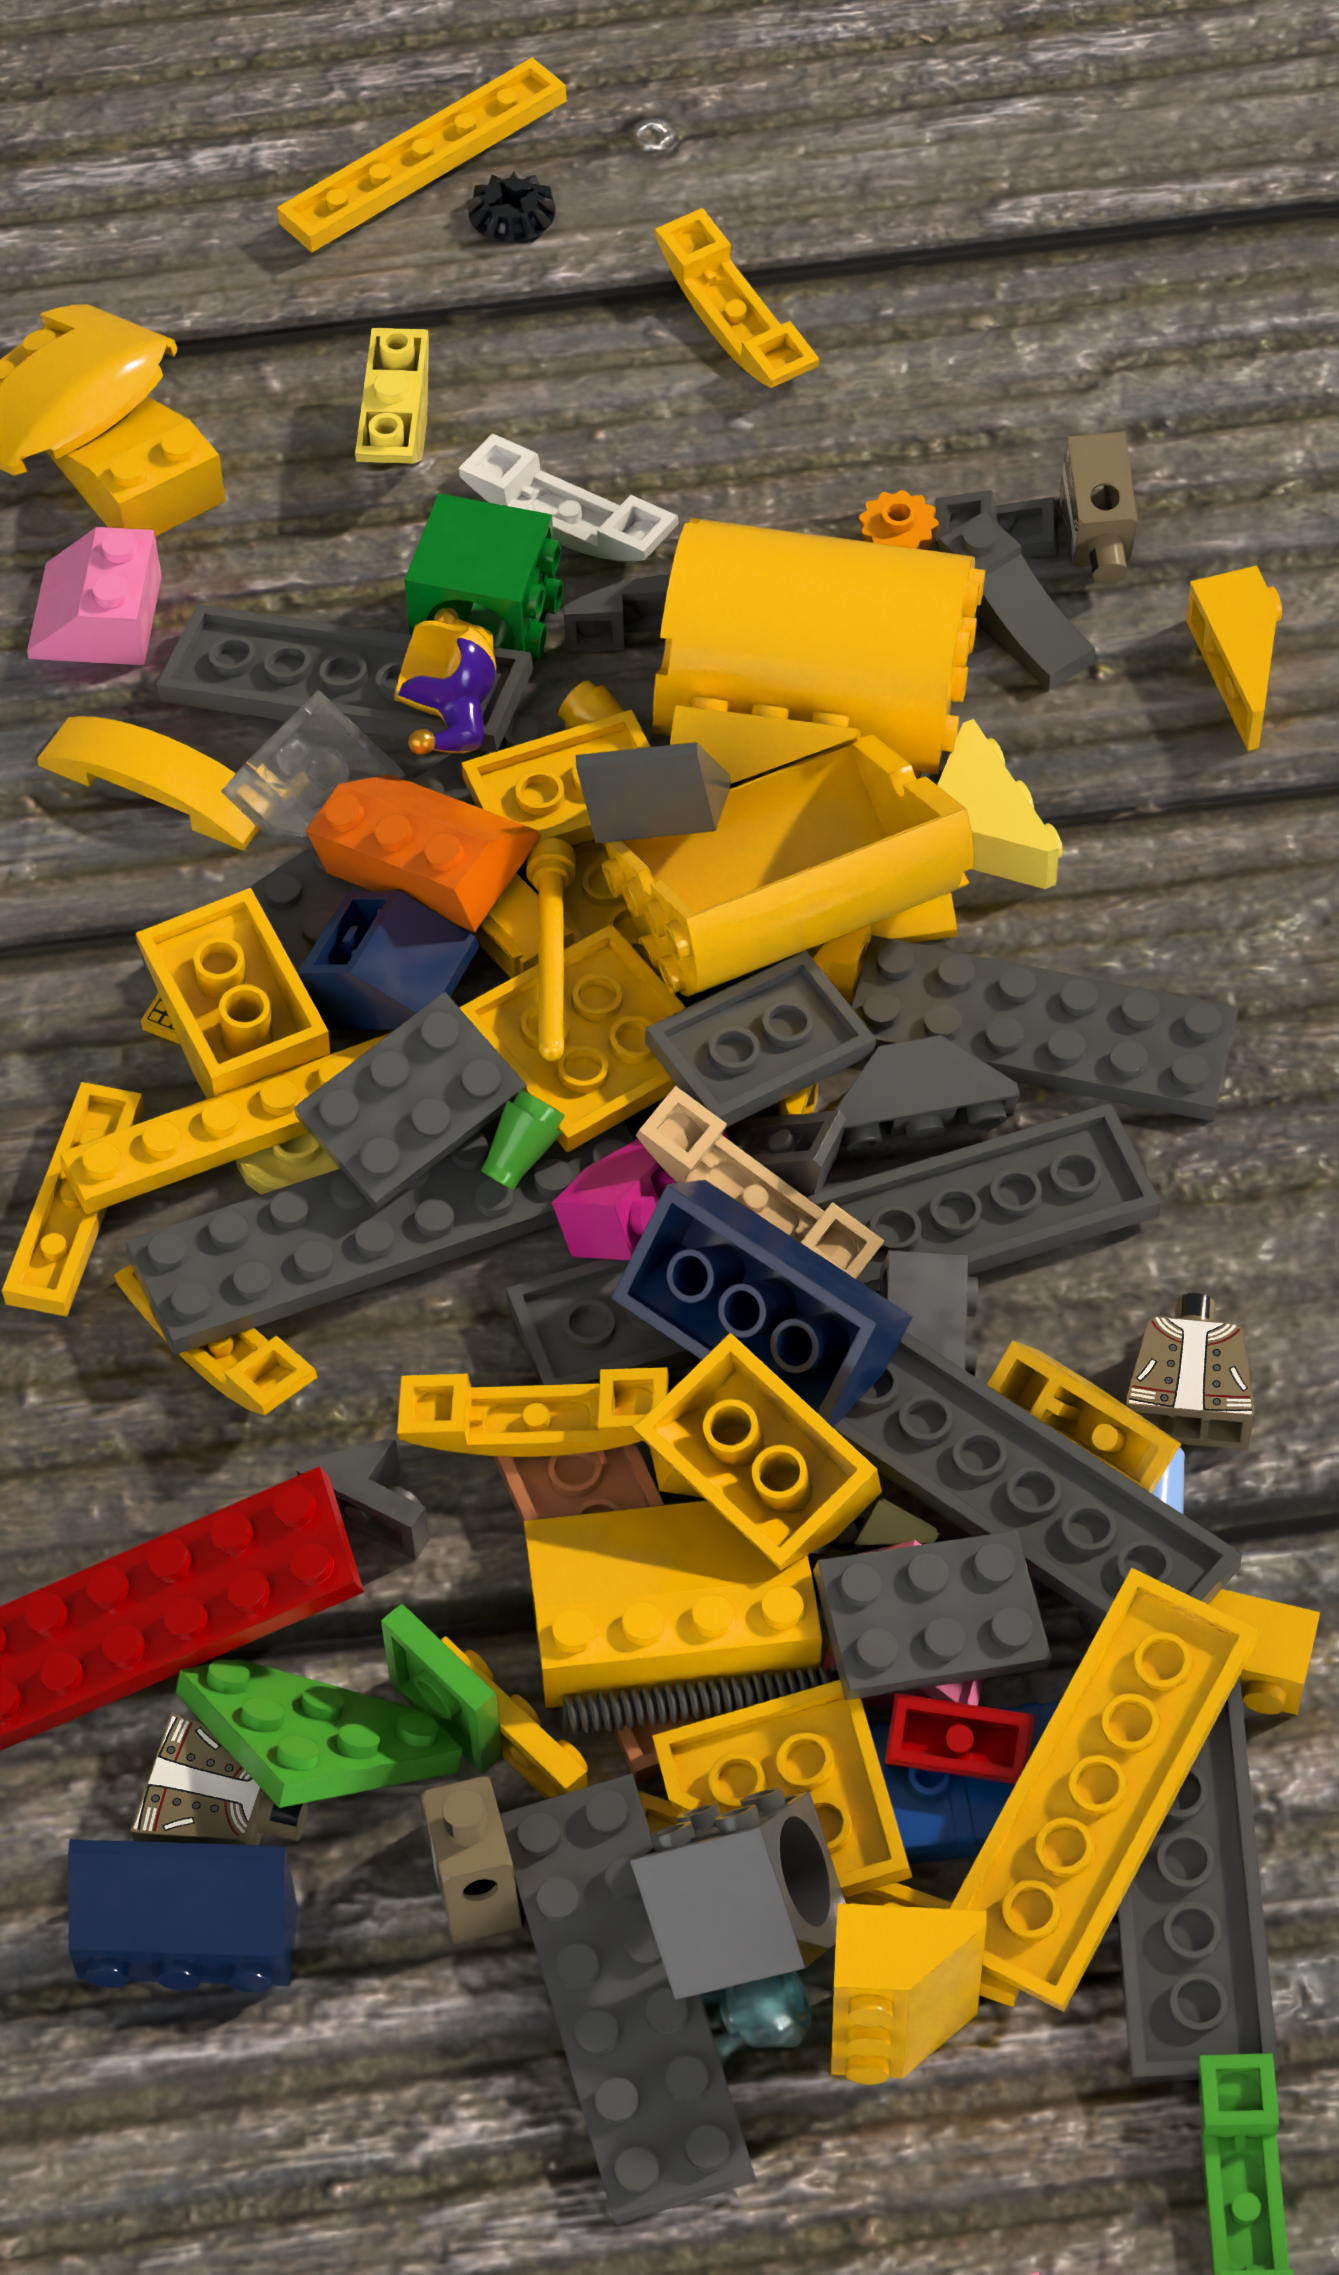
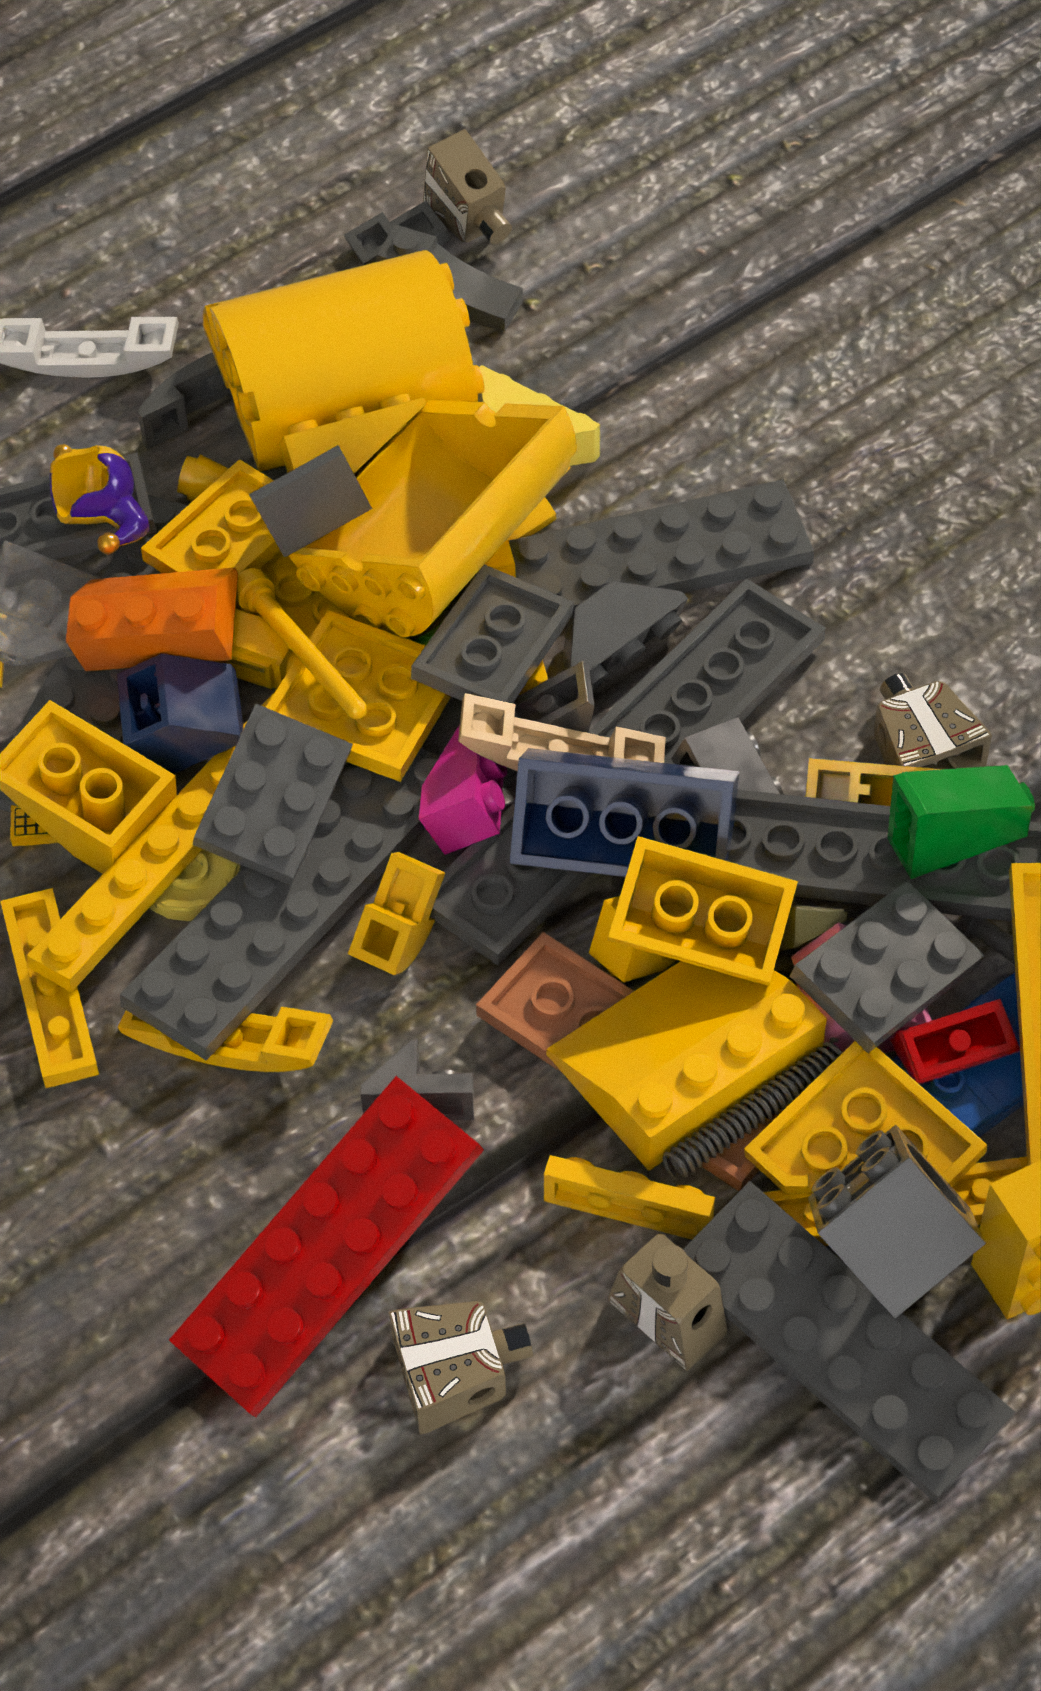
camera: 30 degrees left, 0 degrees up
(181, 1914) = (494, 1450): dark blue slope -> none
(313, 1737) = (498, 1276): bright green plate -> none
(443, 1686) = (573, 1192): bright green tile -> none
(468, 1306) = (399, 918): none -> yellow brick
(490, 568) = (67, 403): green brick -> none
(521, 1138) = (369, 783): bright green cone -> none
(528, 1420) = (509, 973): yellow slope -> none
(728, 304) = (106, 168): yellow slope -> none
(768, 2011) = (948, 1302): clear light blue cone -> none
(899, 520) = (332, 256): light orange piece -> none
(1119, 1483) = (955, 815): none -> green slope
(1235, 631) = (617, 242): yellow slope -> none

